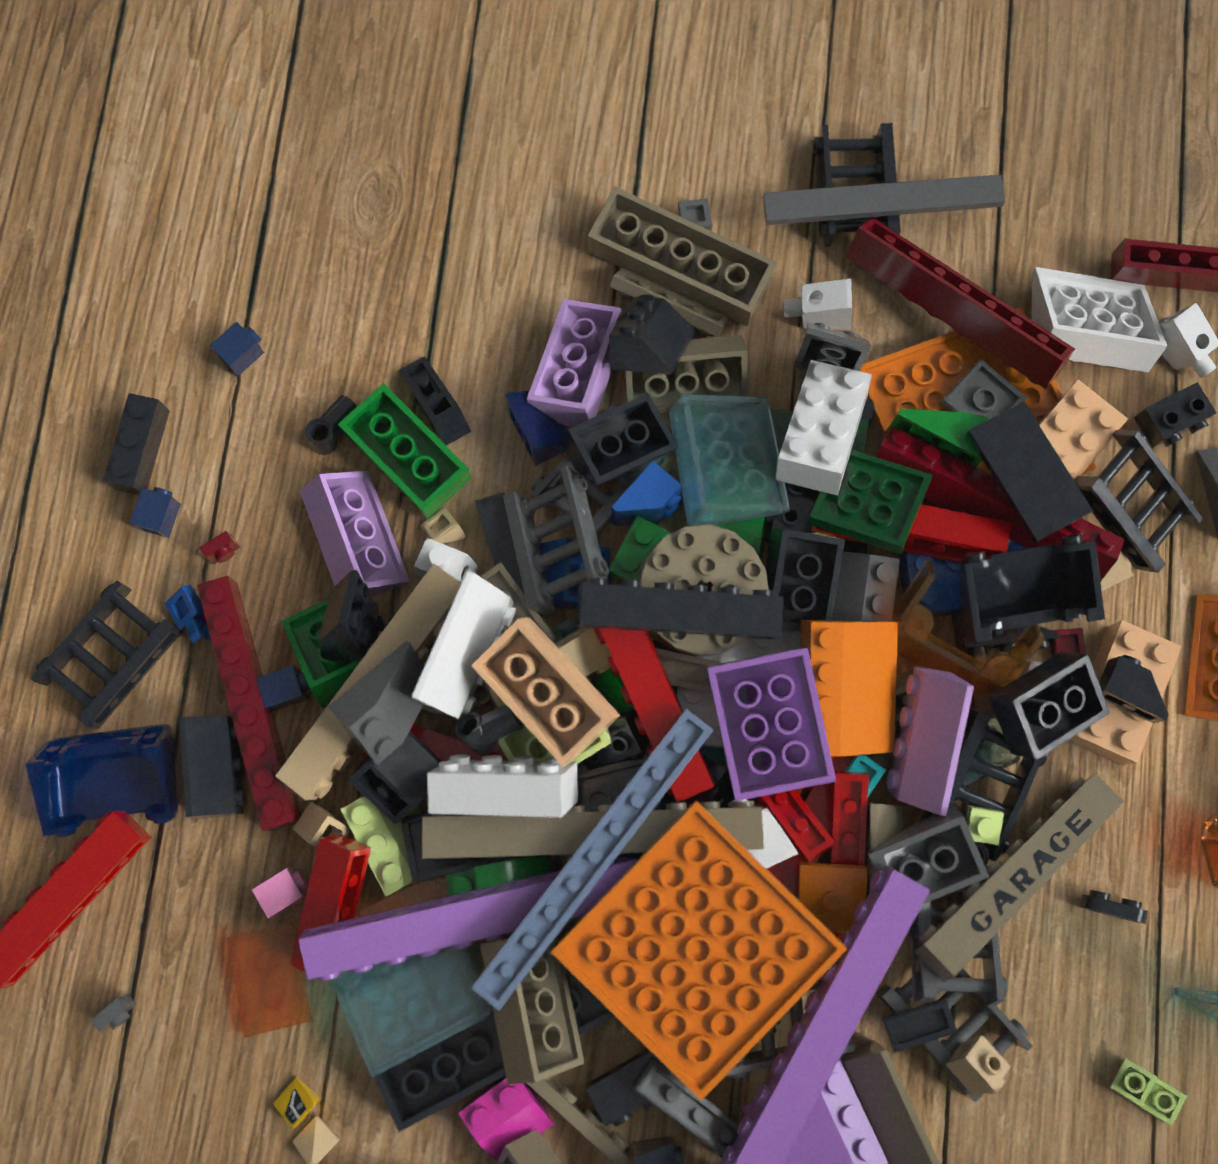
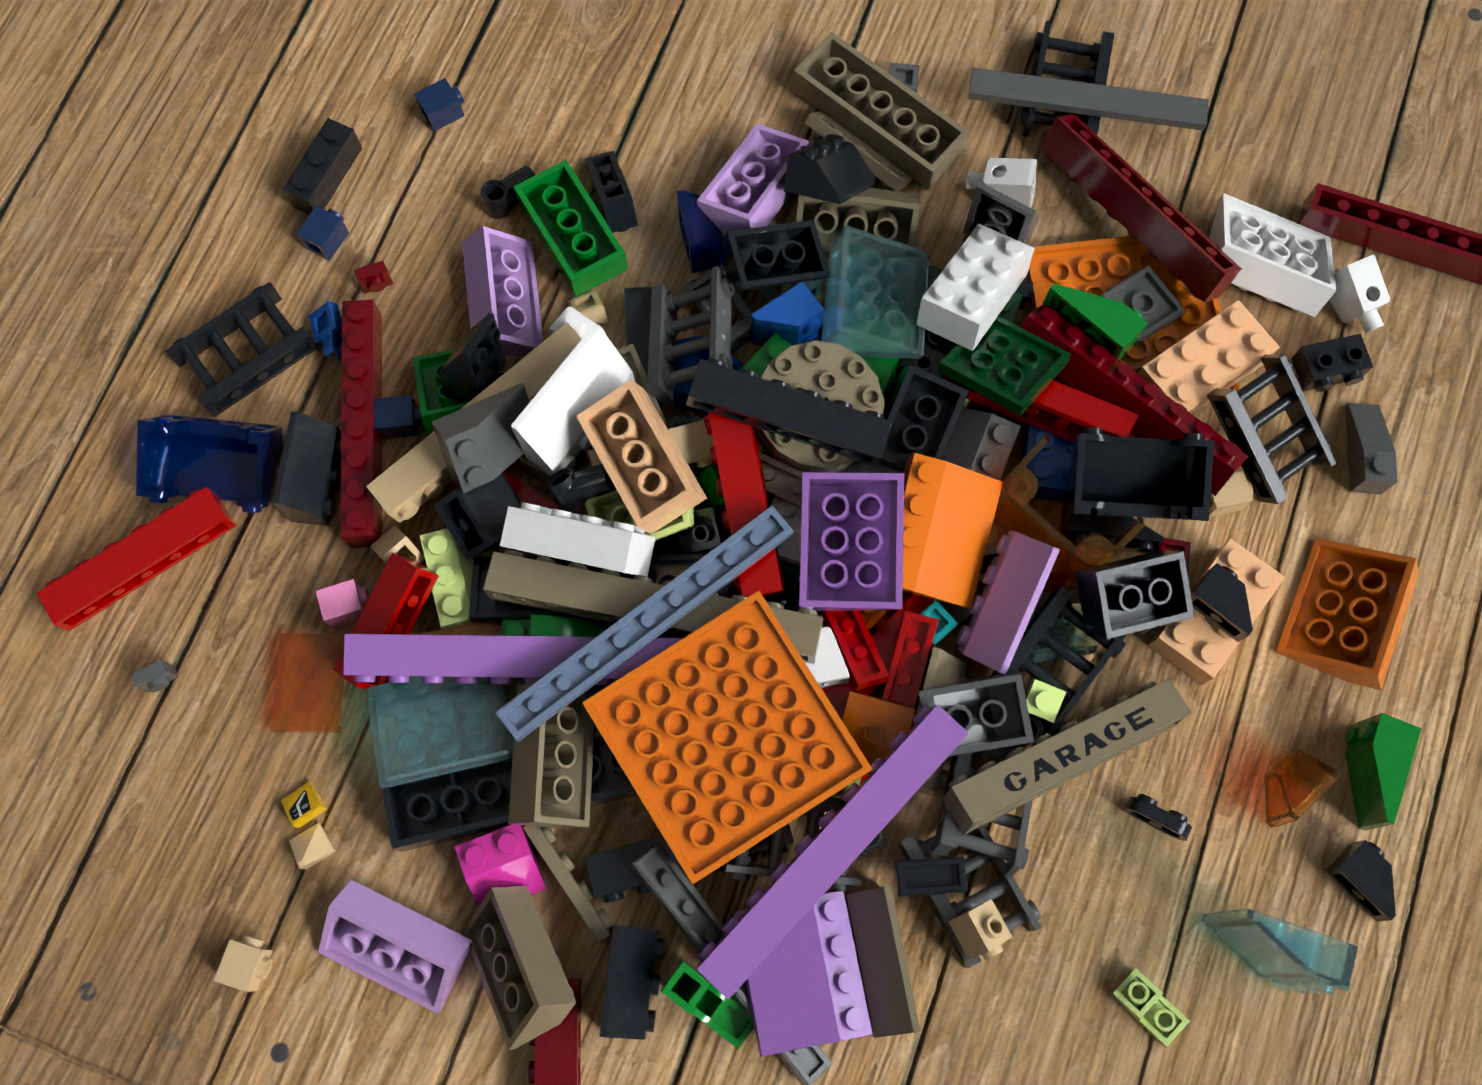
camera: 15 degrees right, 5 degrees down
(1029, 472) = (1166, 368): black tile -> none

